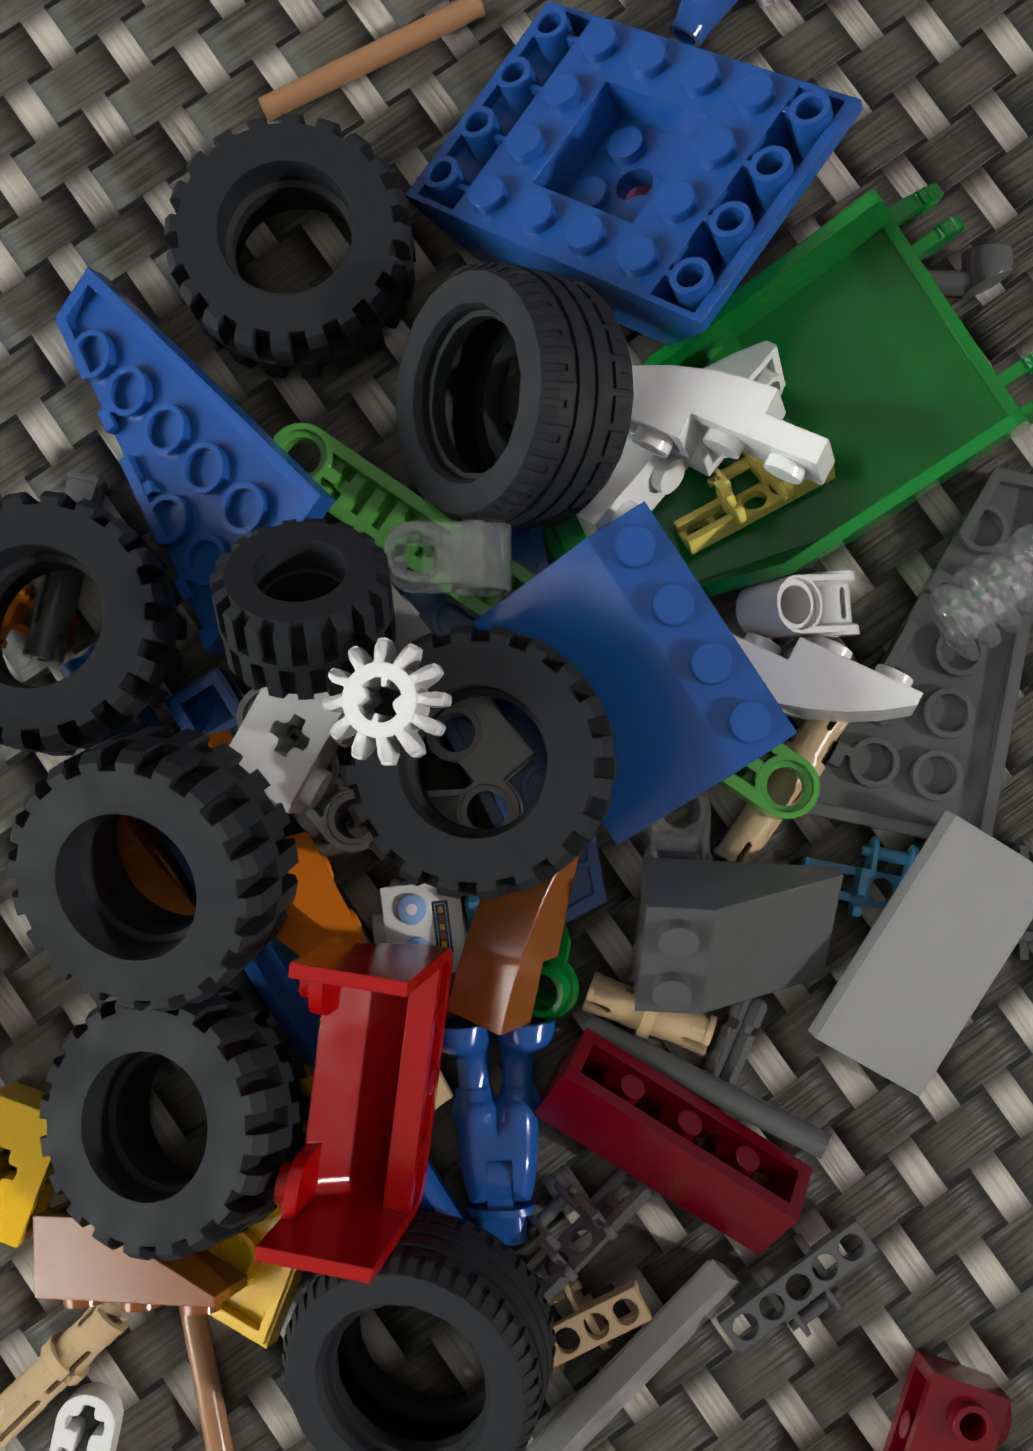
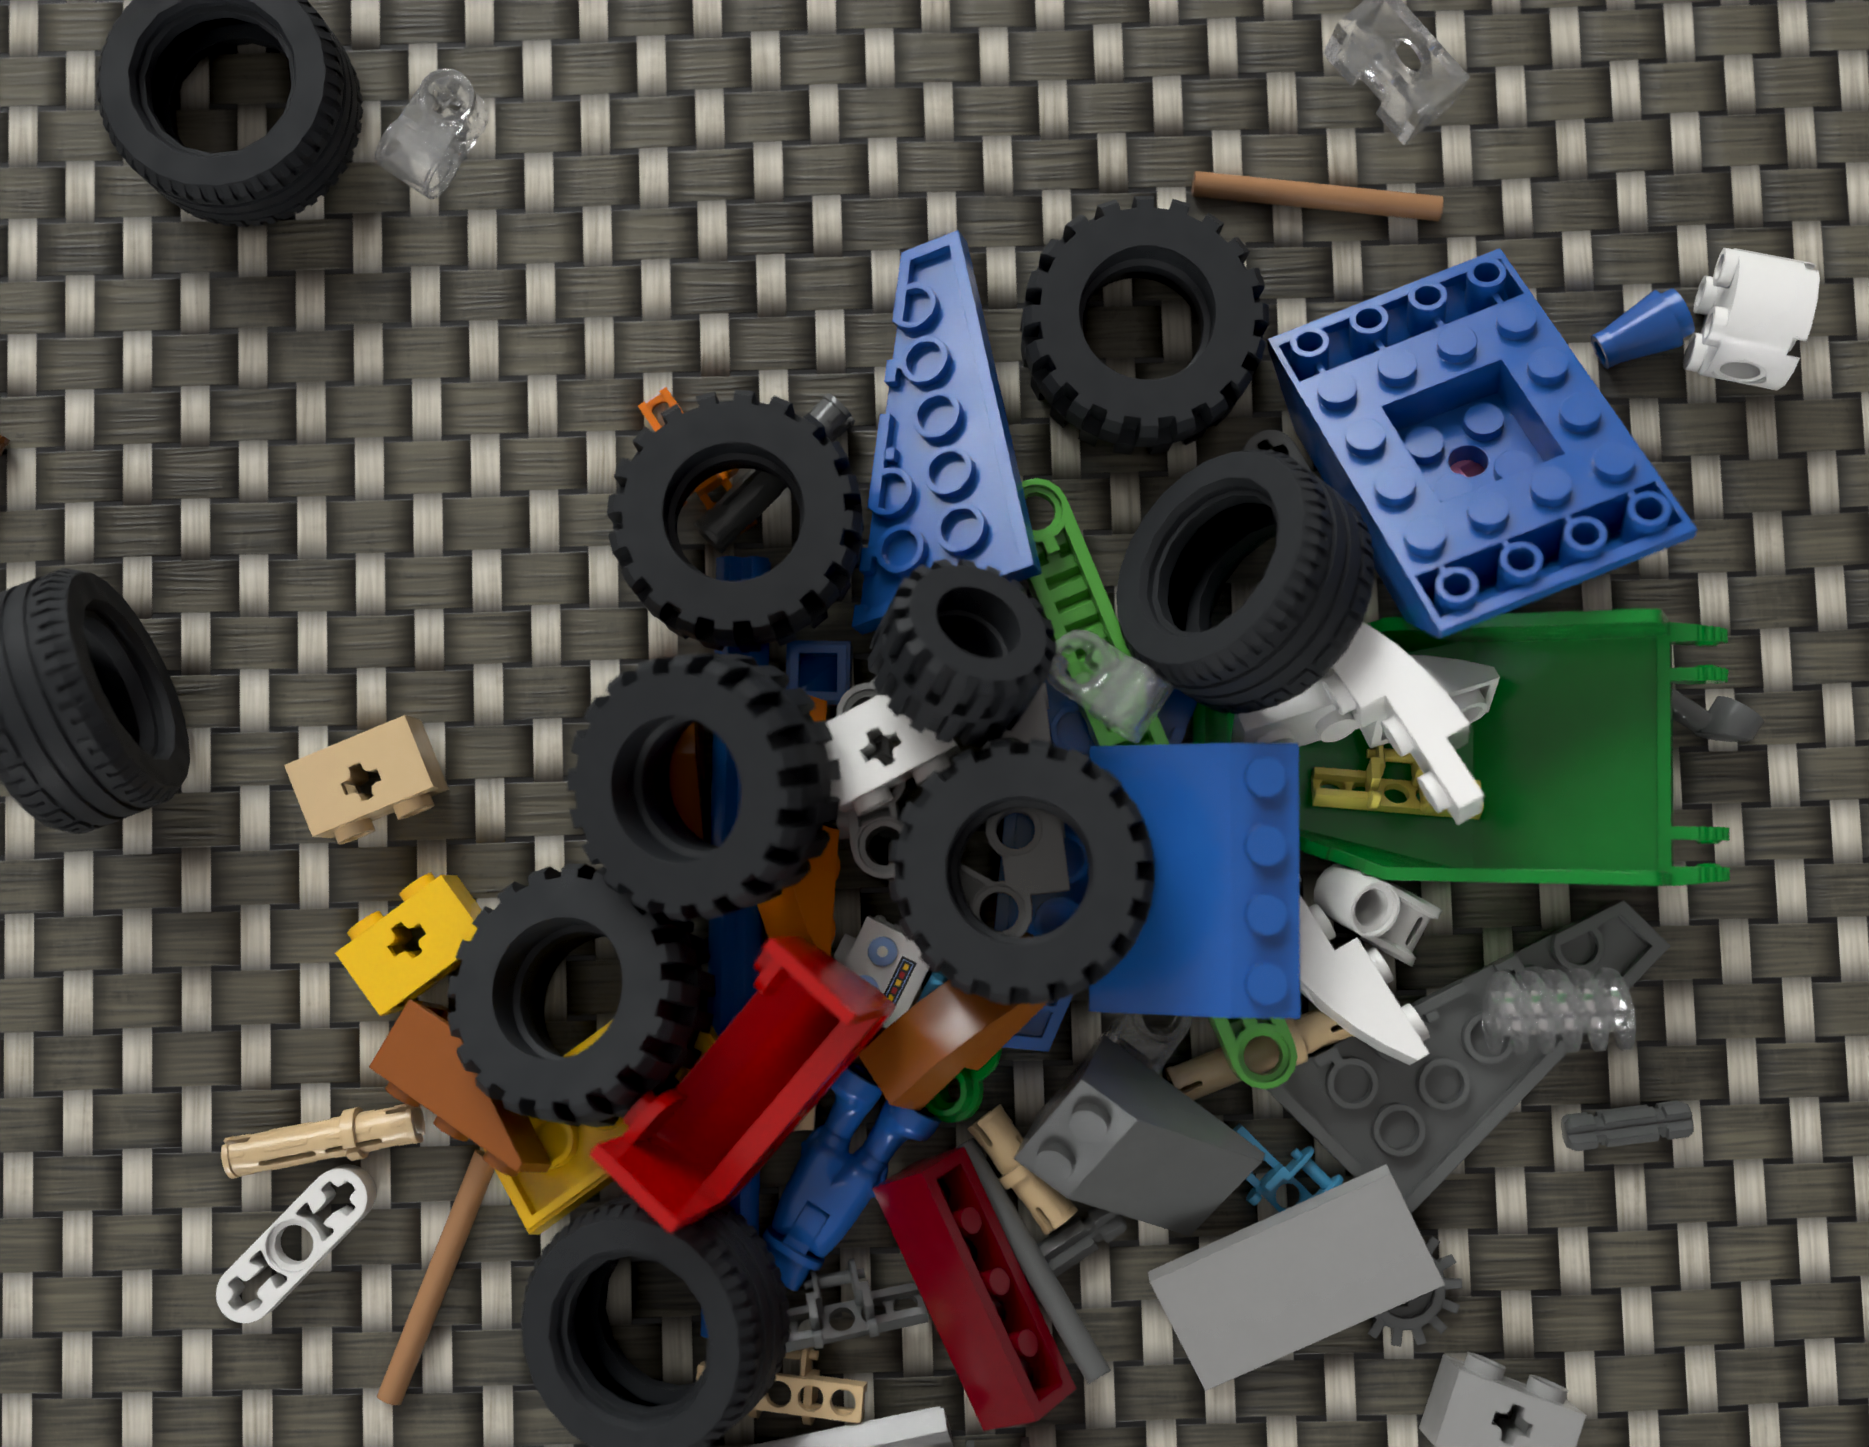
camera: 35 degrees right, 0 degrees up
(362, 696) = (965, 761): white gear -> none

